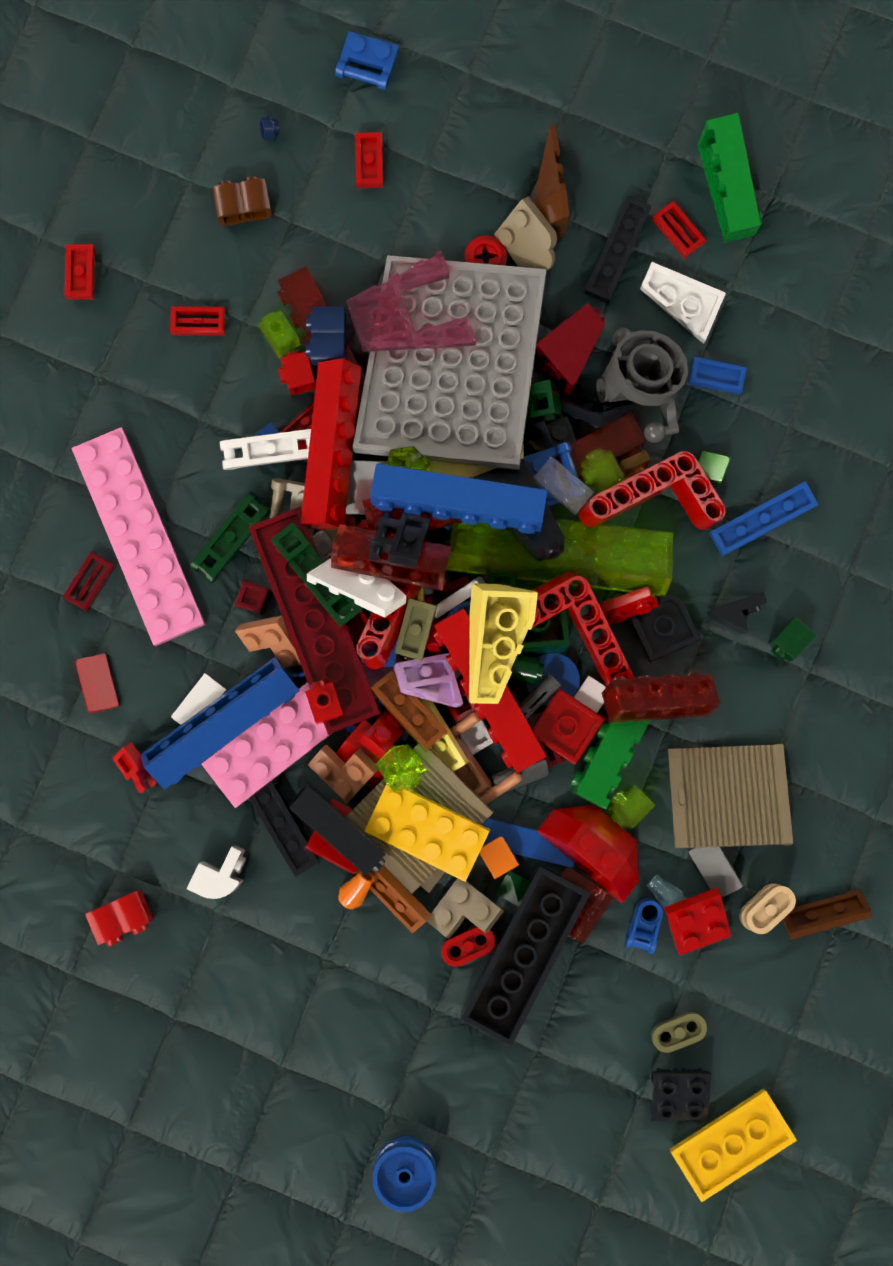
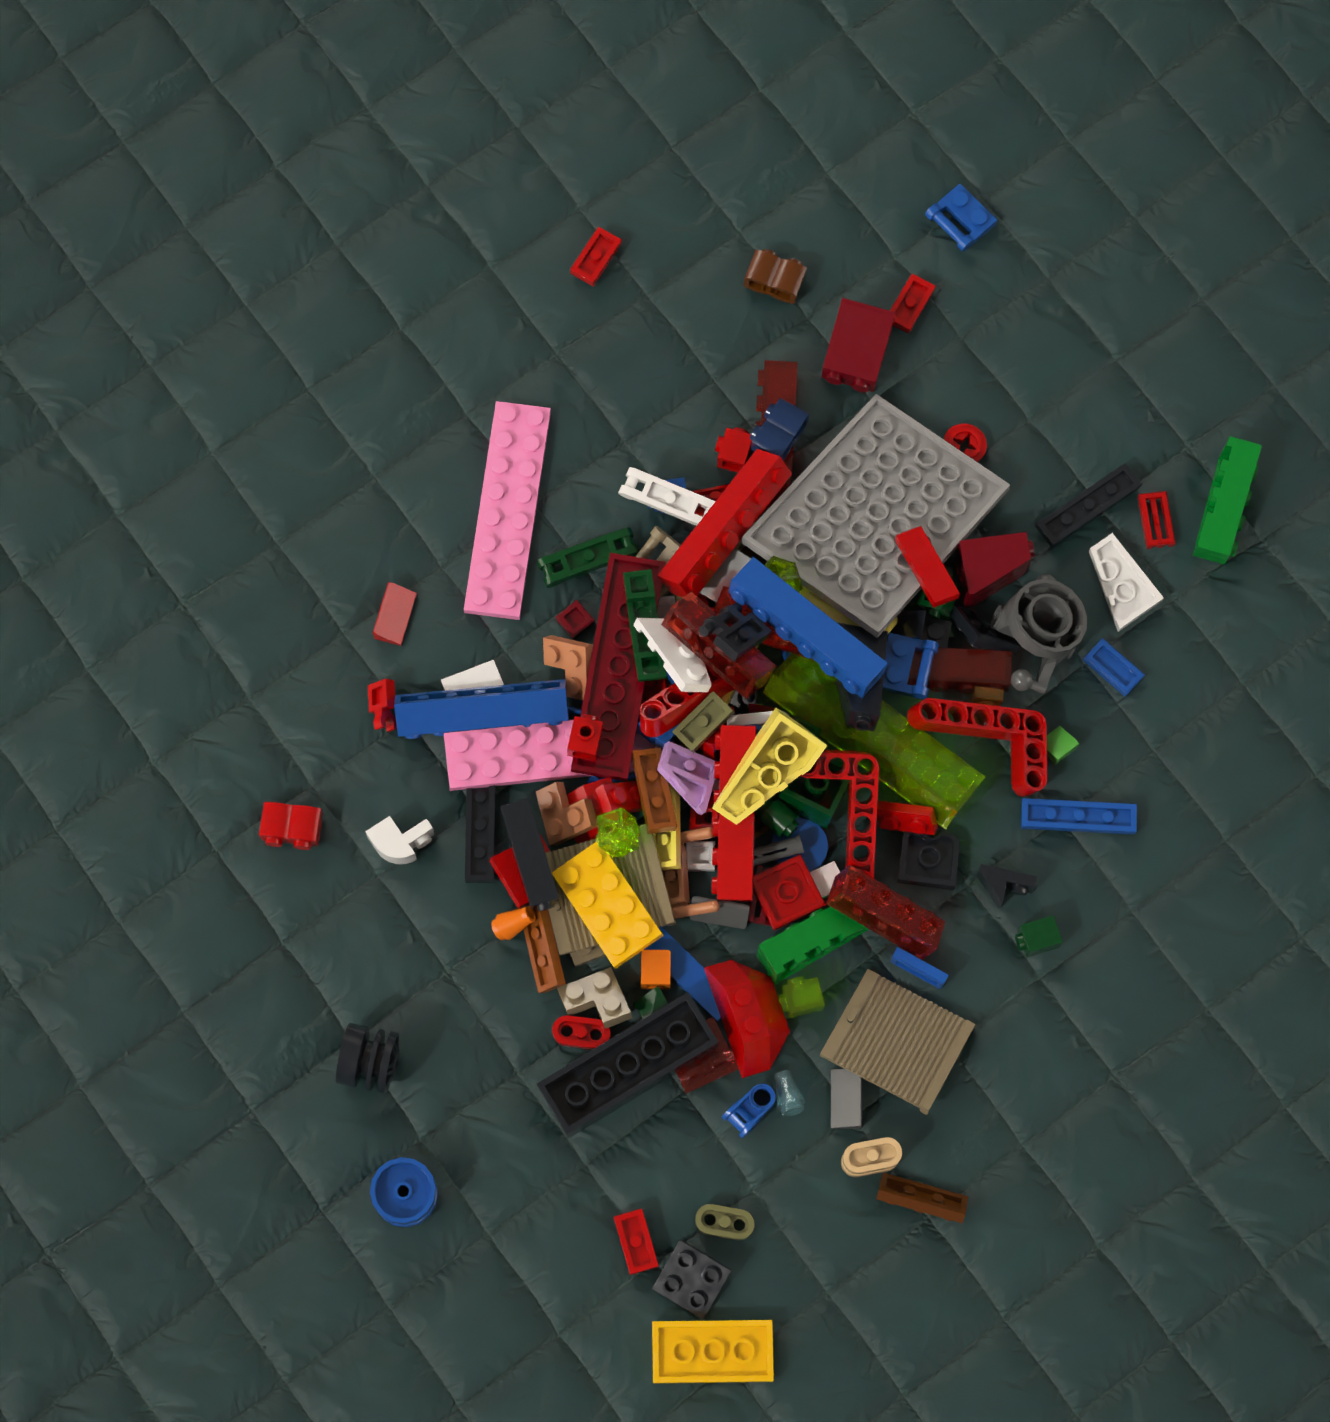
camera: 30 degrees right, 10 degrees down
(97, 587) = (465, 522): dark red tile -> none
(203, 331) = (693, 368): red tile -> none
(269, 128) = (837, 227): dark blue plate -> none
(278, 333) = (738, 406): clear neon green brick -> none
(304, 1081) = (368, 1058): none -> black wheel
(348, 221) = (858, 345): none -> dark red slope
(384, 321) = (836, 447): clear pink wing -> none
(524, 382) = (927, 566): none -> red tile
(528, 236) = (1011, 448): dark tan plate -> none
(550, 190) = (1049, 426): reddish brown wedge -> none
(563, 485) = (908, 675): clear plate -> none
(601, 470) = (952, 682): clear neon green brick -> none
(617, 1092) = (636, 1241): none -> red plate
(698, 921) = (801, 1132): red plate -> none
(711, 725) = (919, 968): none -> blue tile

